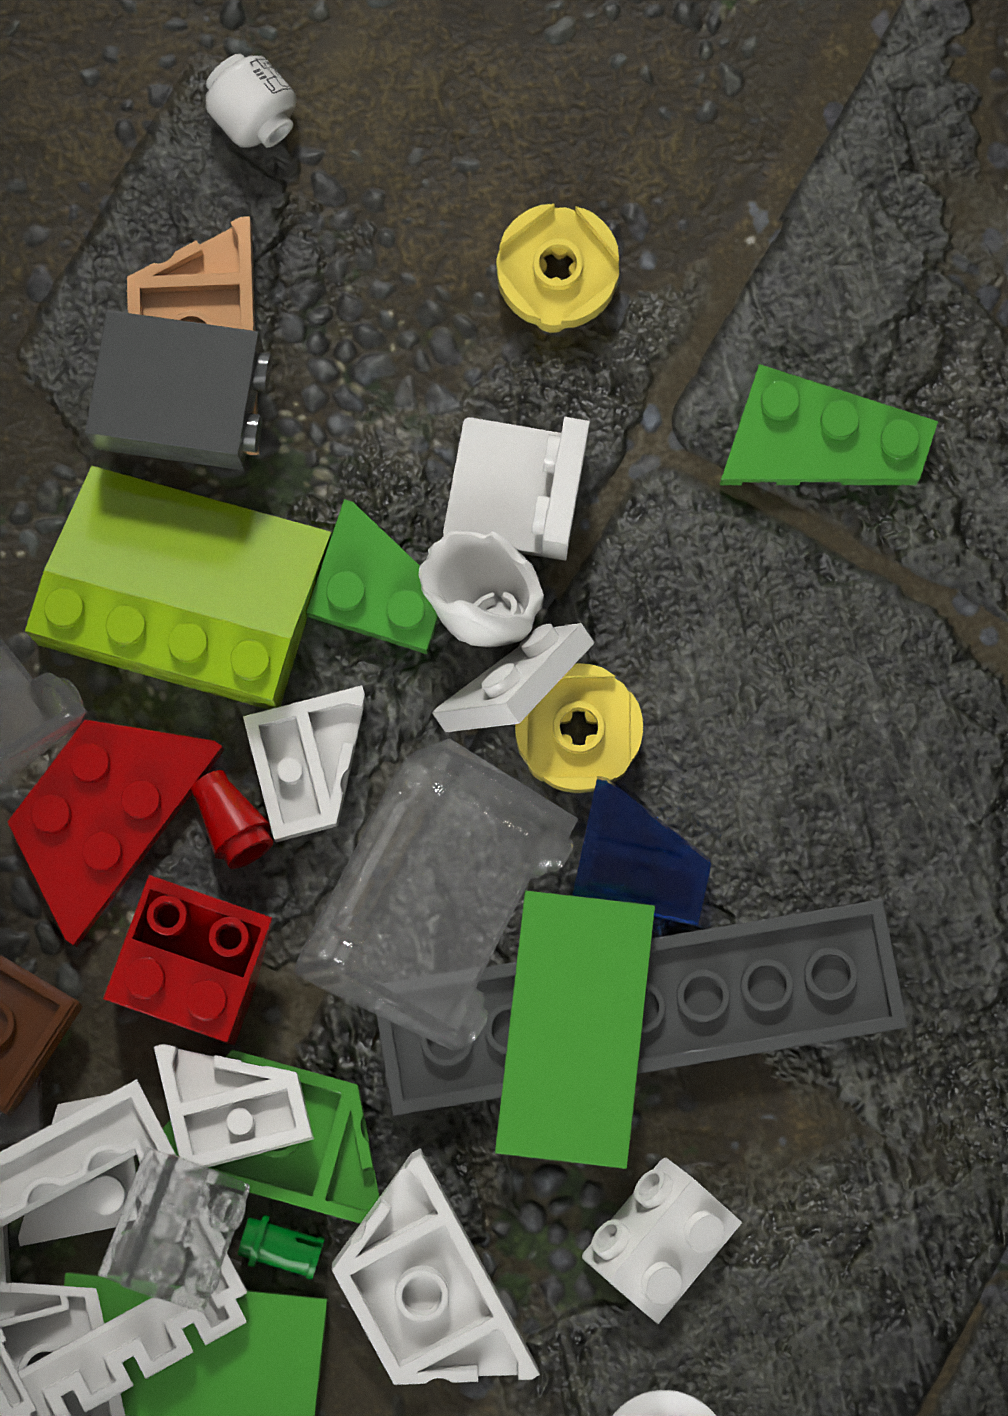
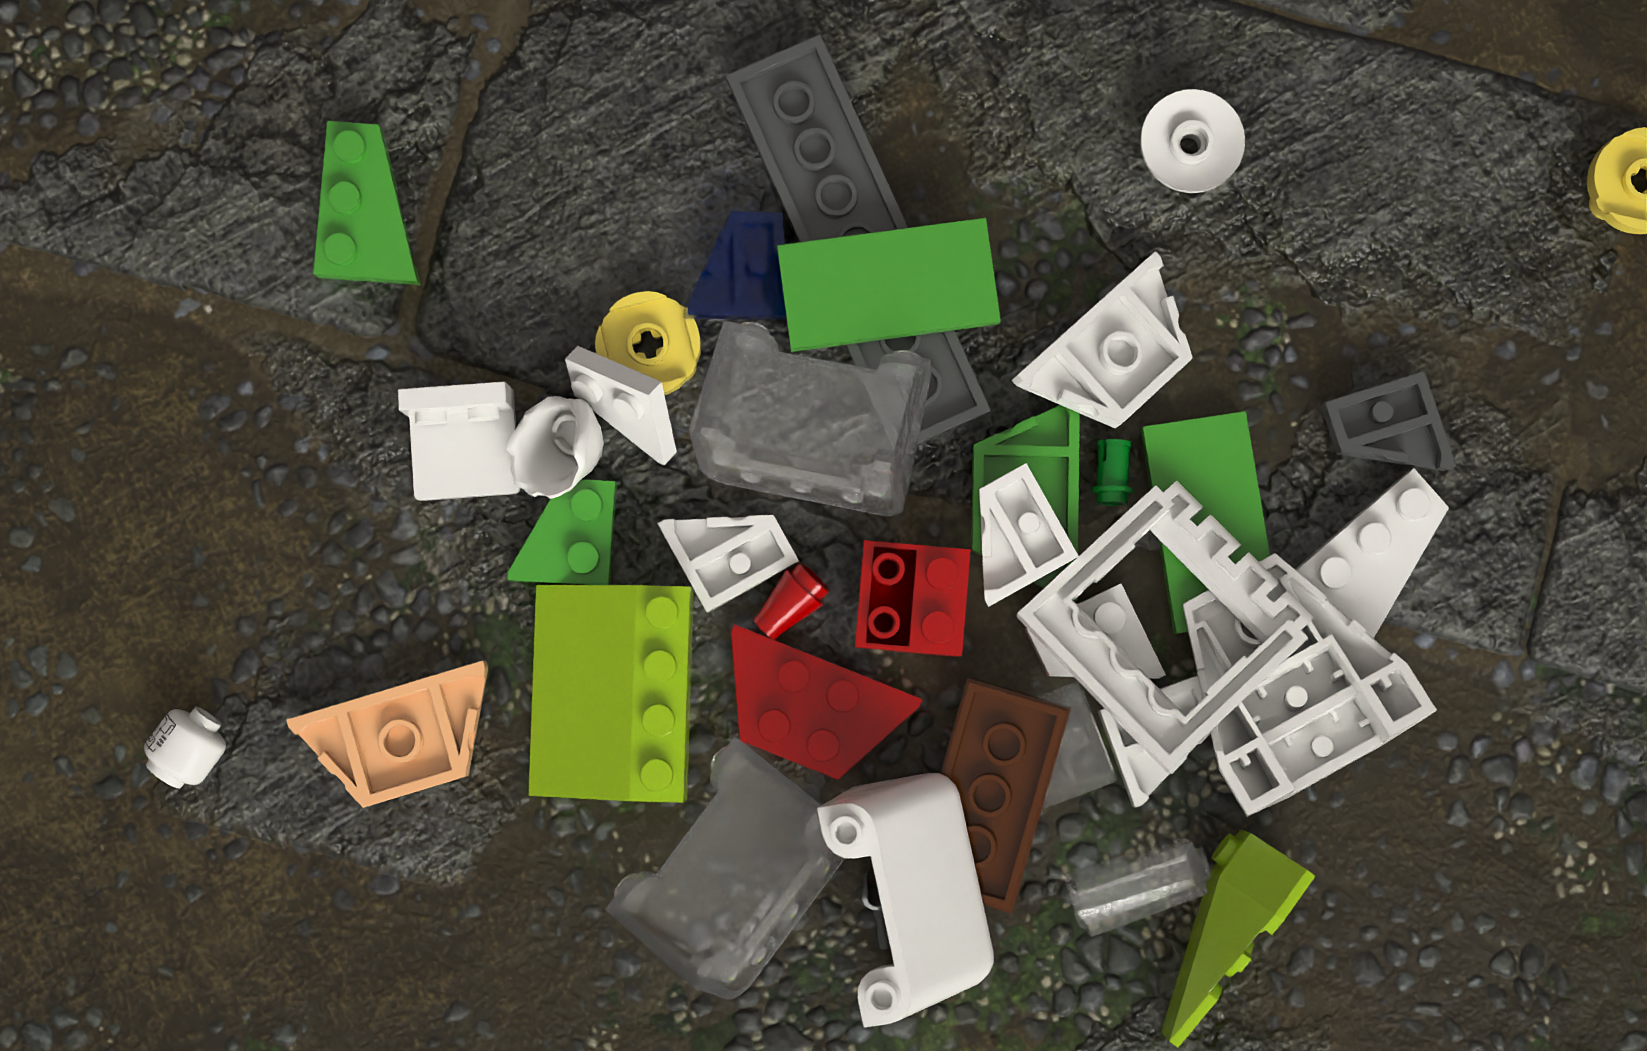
camera: 105 degrees left, 5 degrees up
(175, 1230) = (1126, 549): clear bracket -> none
(177, 390) = (451, 733): dark grey brick -> none
(561, 232) = (239, 462): light yellow plate -> none
(661, 1239) = (1029, 185): white bracket -> none

